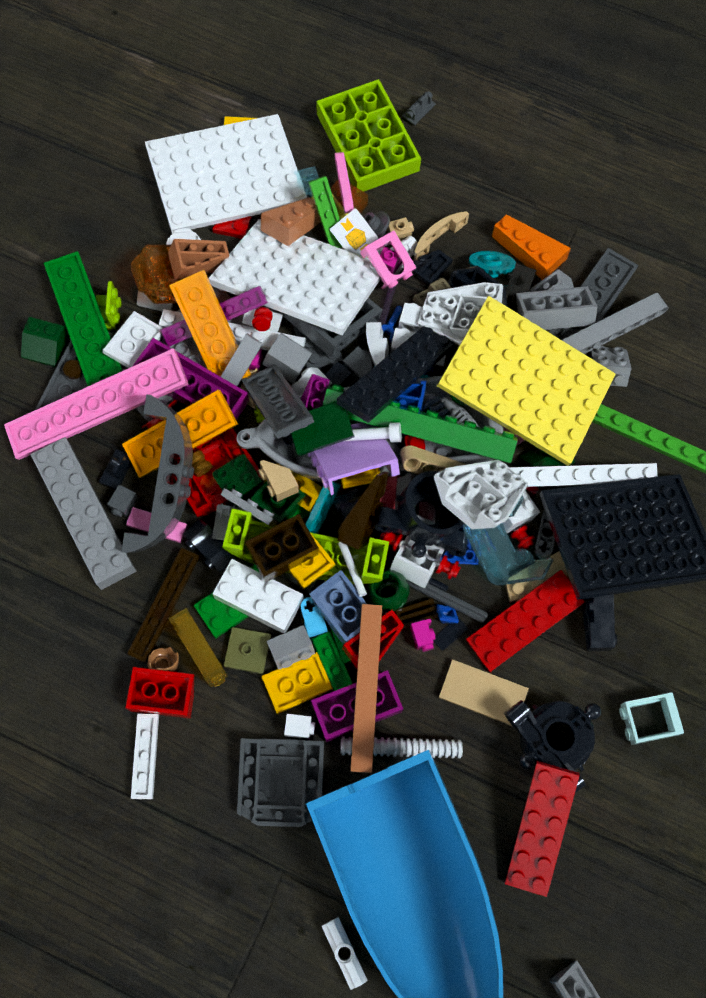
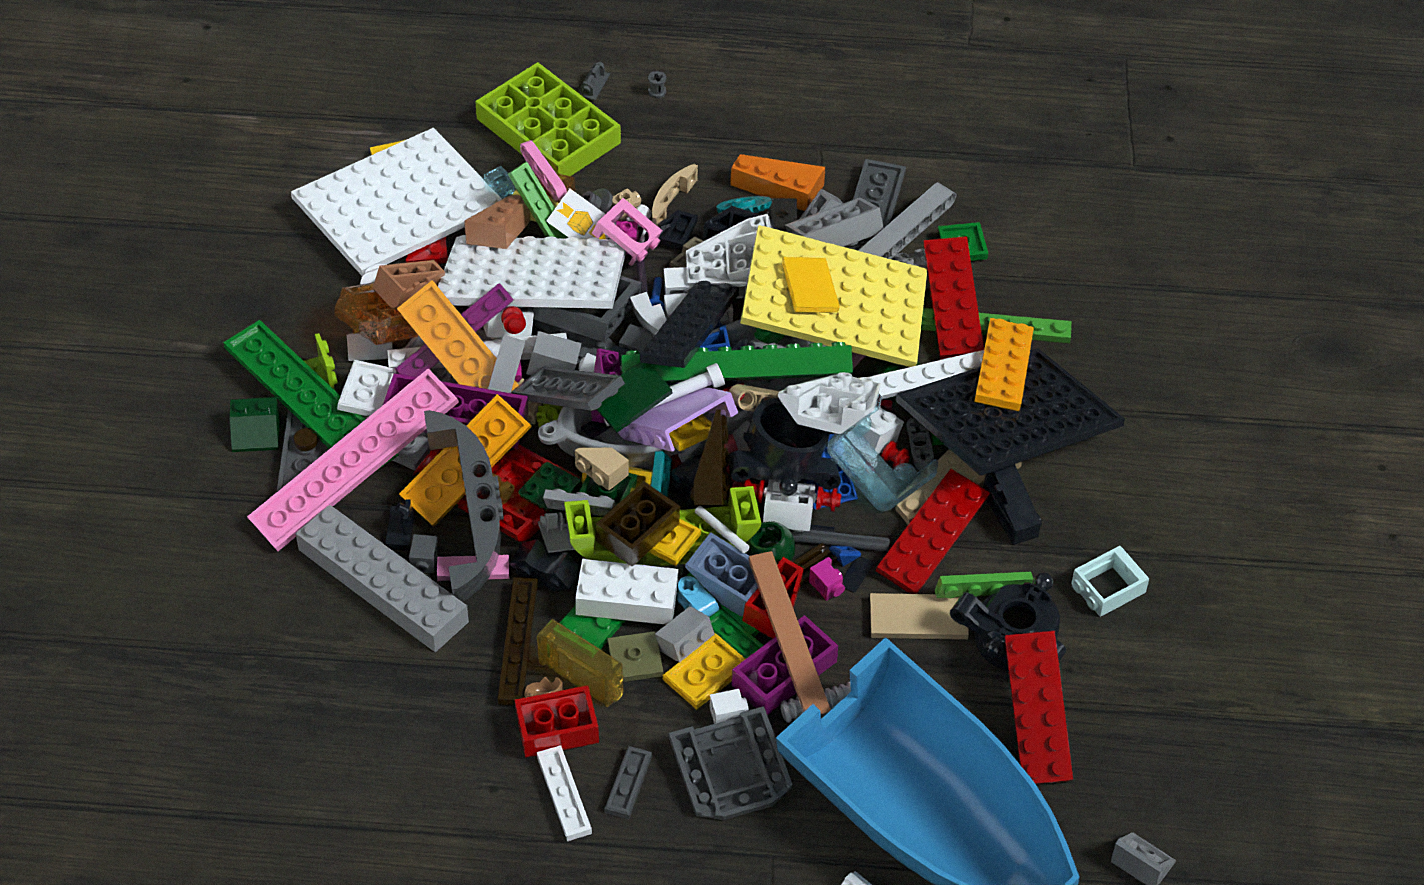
camera: 20 degrees left, 20 degrees down
(198, 763) = (628, 782): none -> dark grey tile
(471, 125) = (656, 85): none -> dark grey bush
(508, 368) = (810, 284): none -> yellow tile
(537, 687) = (978, 584): none -> bright green plate
(627, 406) = (953, 296): none -> red plate
(643, 487) = (1004, 364): none -> light orange plate
(657, 352) = (974, 234): none -> green plate

